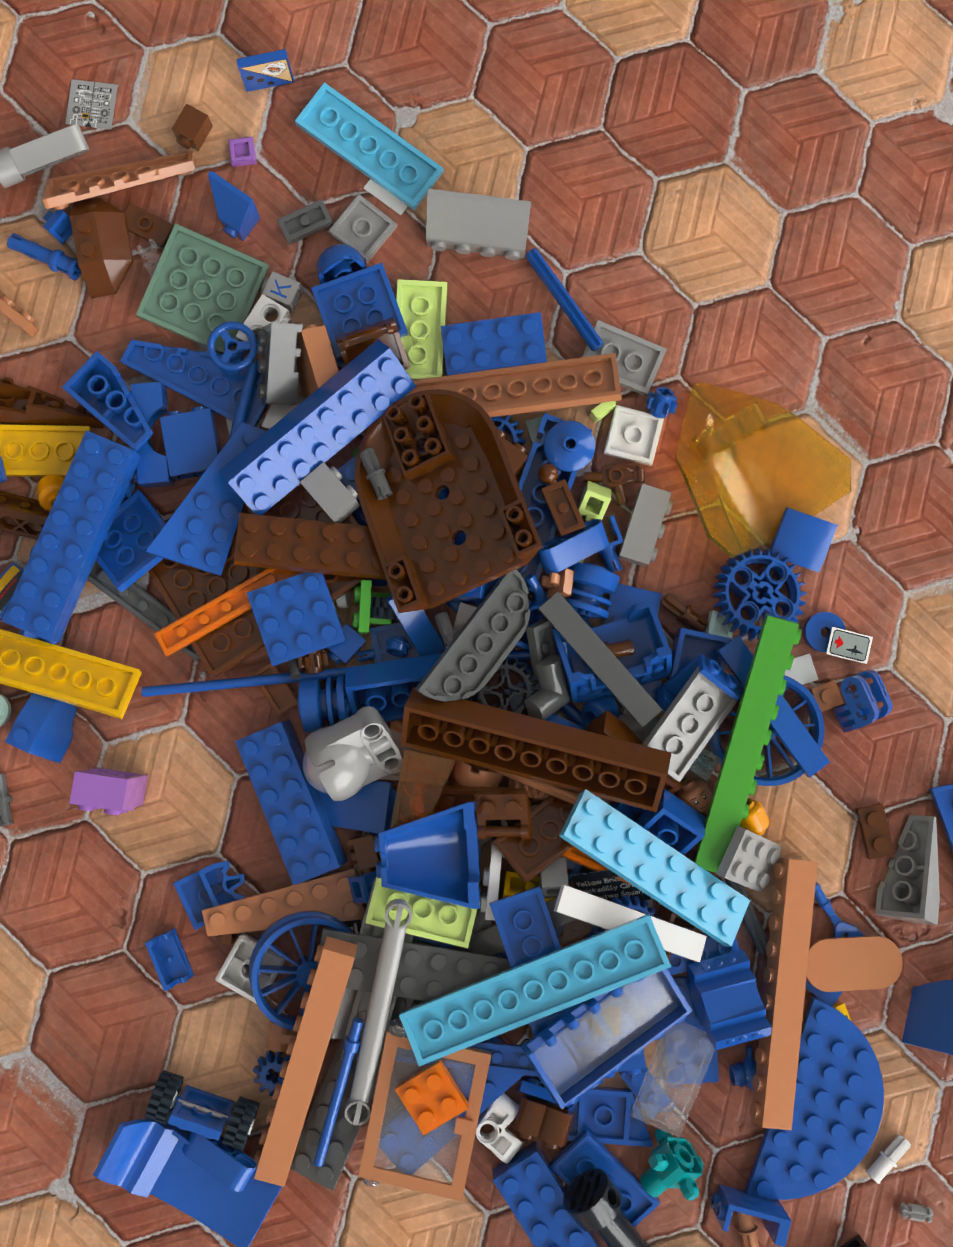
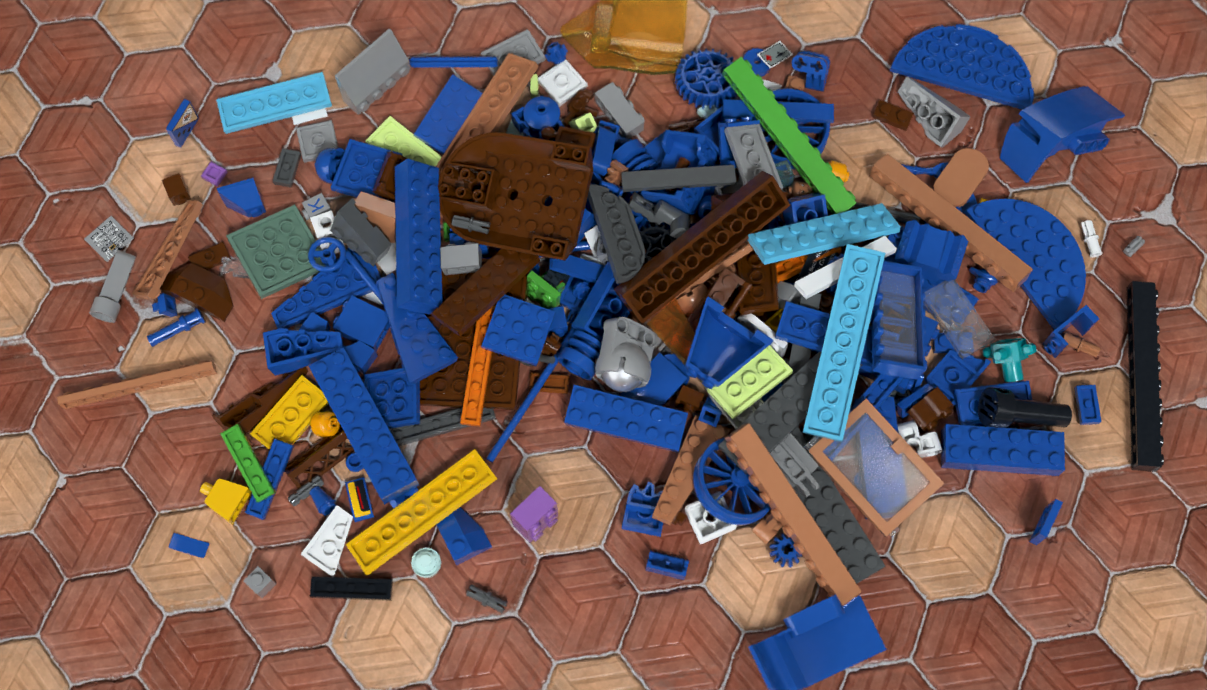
camera: 50 degrees left, 15 degrees down
(201, 1111) = (801, 592): plate -> none
(350, 1047) = (801, 479): blue bar -> none
(378, 1012) = (793, 447): light grey piece -> none
(432, 1097) = (867, 451): orange plate -> none
(749, 859) = (858, 186): light grey plate -> none
(803, 539) = (694, 34): blue slope -> none

